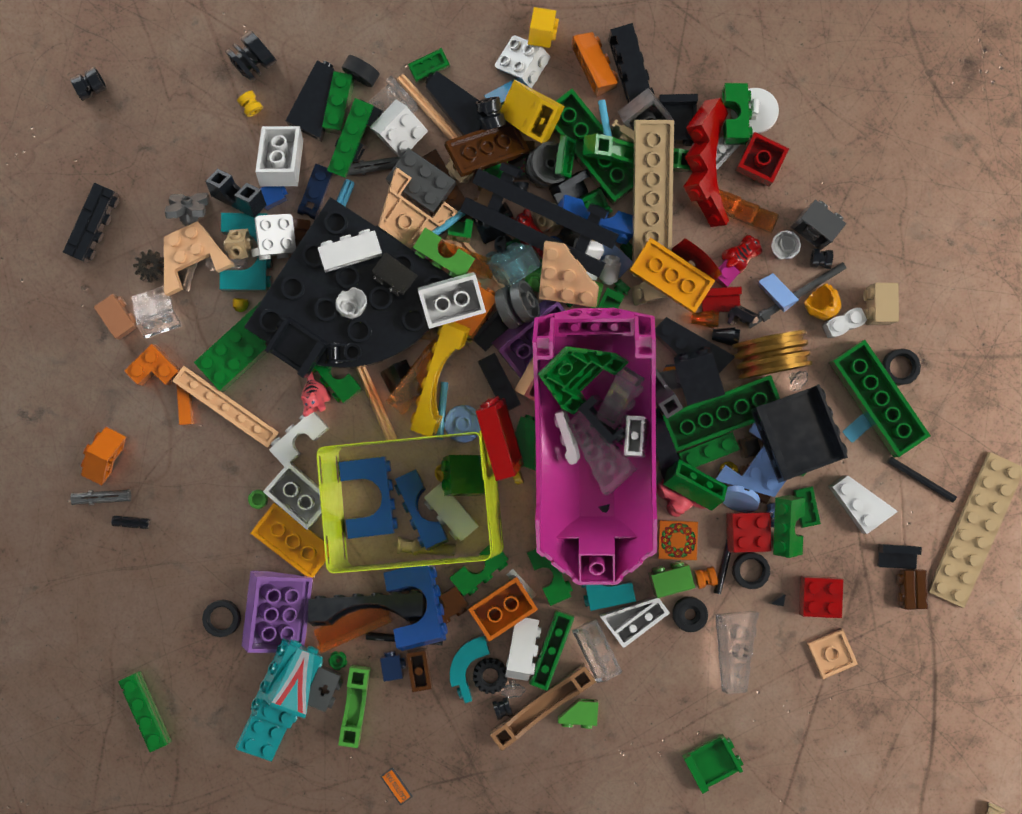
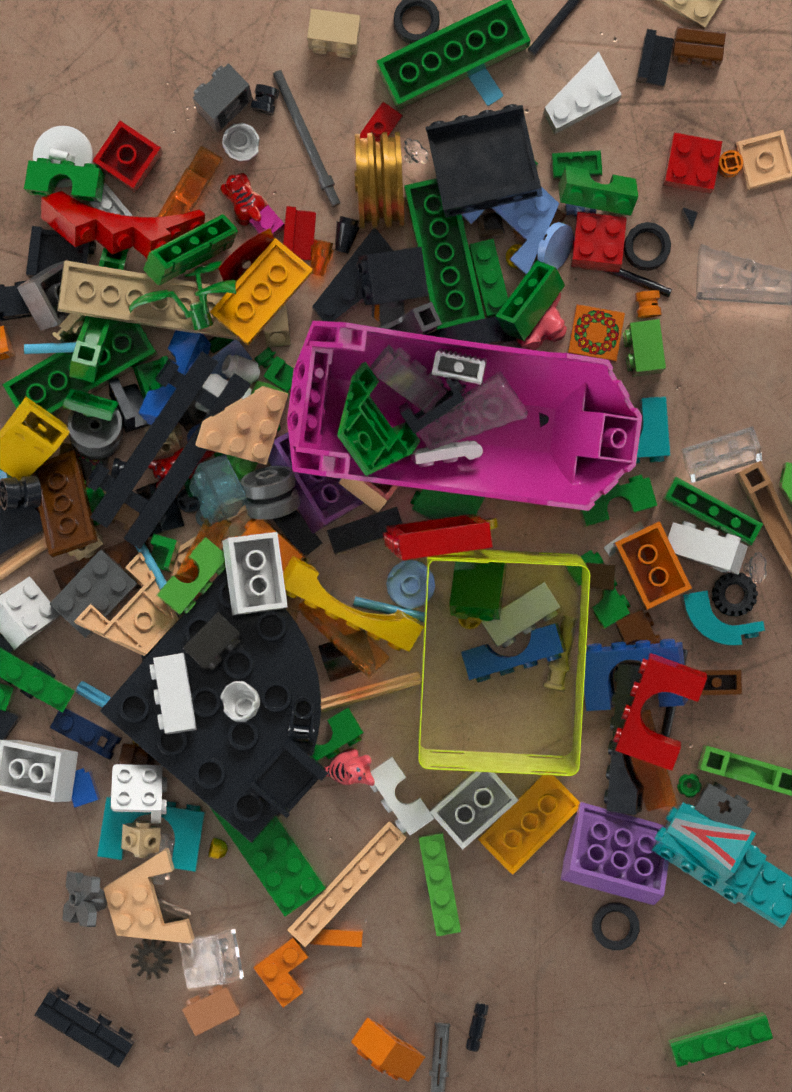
camera: 80 degrees left, 0 degrees up
(235, 477) = (439, 884): none -> bright green arch
(245, 199) = (66, 848): black arch -> none
(258, 499) = (470, 859): bright green tile -> none
(363, 166) = (63, 625): dark grey pin -> none
(382, 520) = (520, 703): blue arch -> none
(392, 666) = (706, 716): dark blue brick -> none
(414, 624) = (657, 676): none -> red arch
(488, 569) = (601, 576): none -> dark brown panel
(502, 708) = (778, 584): black wheel -> none
(634, 619) = (688, 401): white wedge -> none
(649, 229) = (199, 310): none -> green plant
(679, 614) = (681, 340): black tyre -> none
(696, 216) = (190, 249): none -> green brick
(746, 316) = (324, 205): black bracket -> none
(778, 292) = (299, 160): light blue slope -> none
(819, 353) = (383, 120): none -> red plate
(822, 623) = (726, 164): none -> orange wheel
(823, 302) = (321, 105): light orange hair -> none
(847, 321) = (348, 77): white brick -> none

